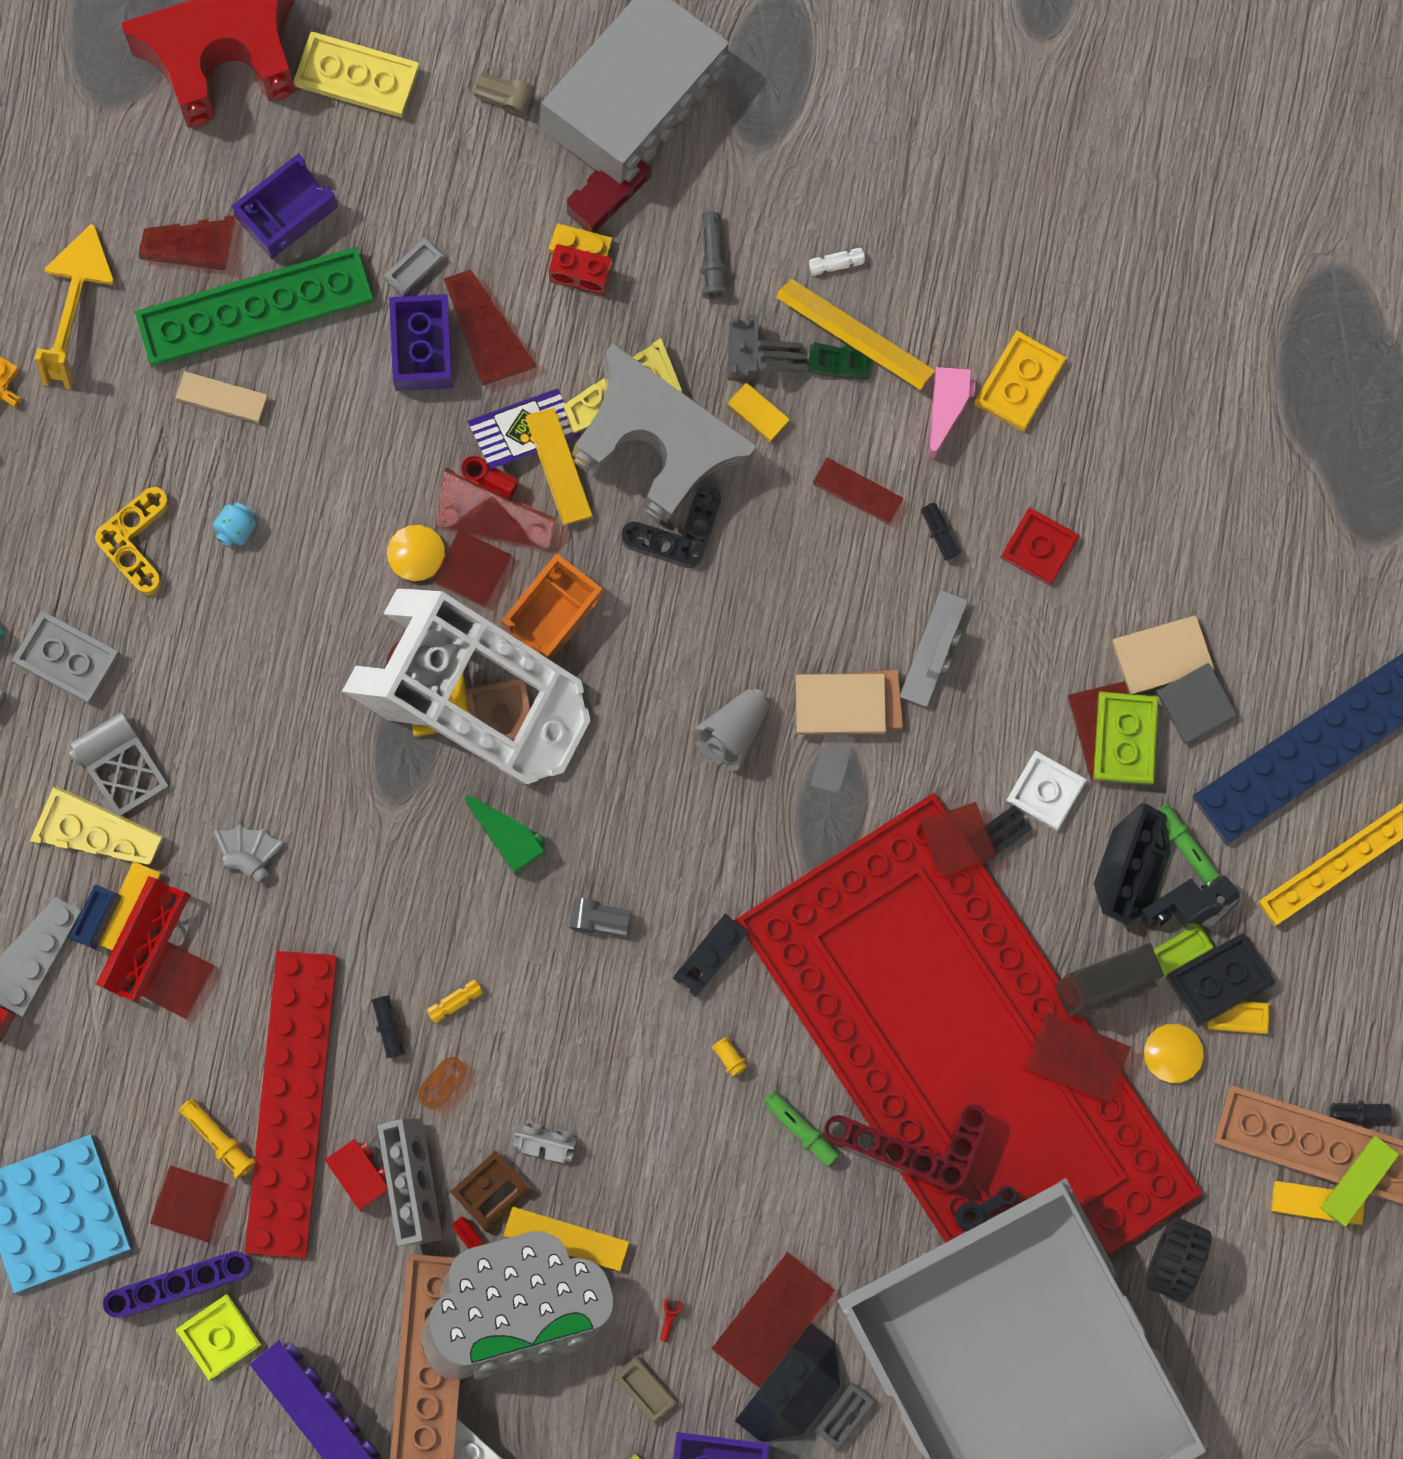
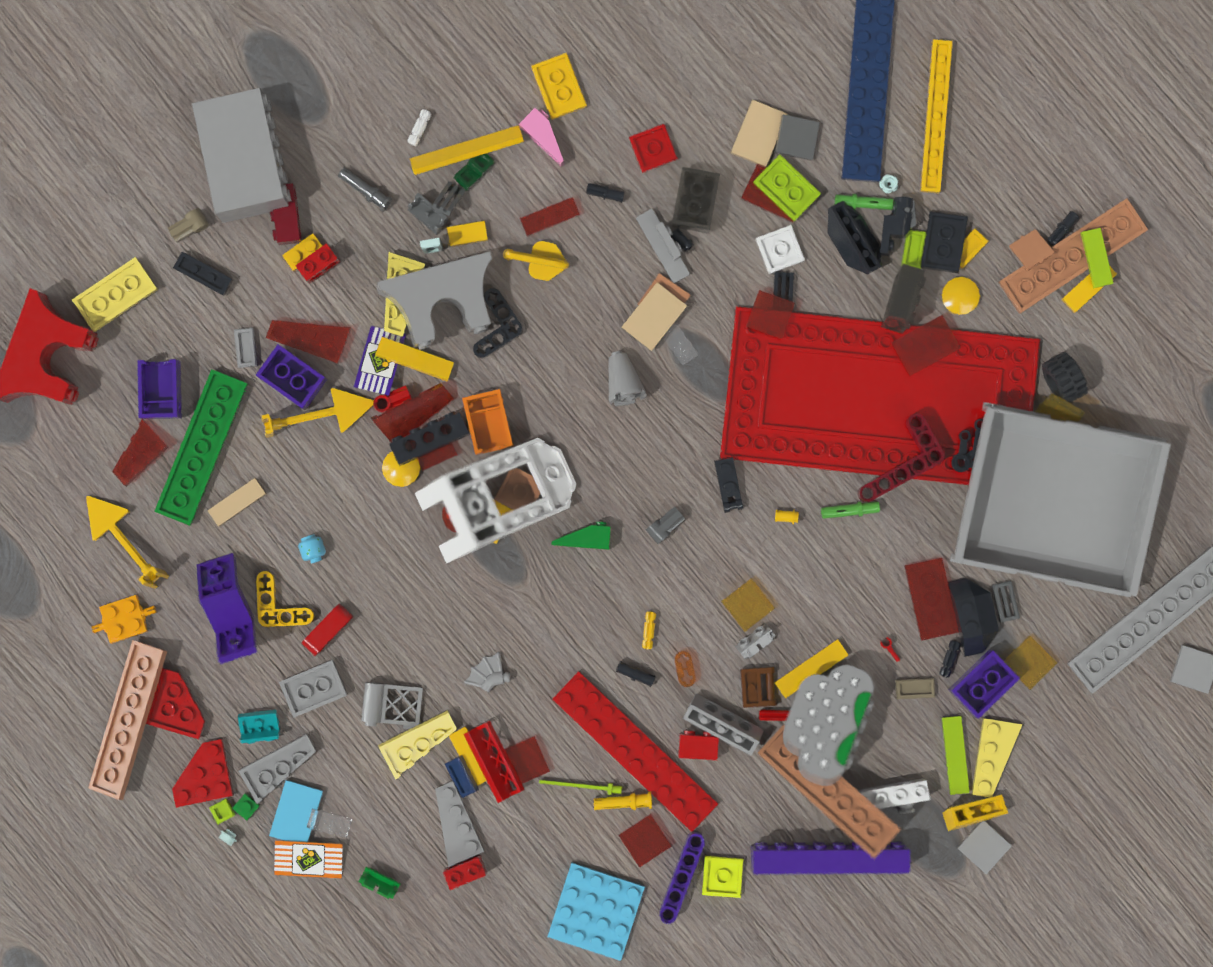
camera: 45 degrees left, 10 degrees up
(82, 479) = (226, 608): none -> dark purple bracket
(150, 618) = (327, 629): none -> red beam
(221, 1109) = (610, 788): none -> lime sword
(436, 435) = (346, 407): none -> yellow piece
(461, 152) = (203, 273): none -> black plate
(511, 583) = (440, 440): none -> black brick
(582, 1097) = (747, 604): none -> clear yellow tile
(709, 379) = (431, 245): none -> light aqua tile
(717, 1403) = (949, 659): none -> black axle
(801, 525) = (544, 261): none -> yellow piece
(958, 670) = (683, 241): none -> black pin
(1019, 641) = (695, 200): none -> clear smoke brick
(1136, 1283) = (1060, 409): none -> clear yellow tile
(1234, 849) = (889, 178): none -> light aqua plate
(1301, 1094) = (1031, 250): none -> nougat piece

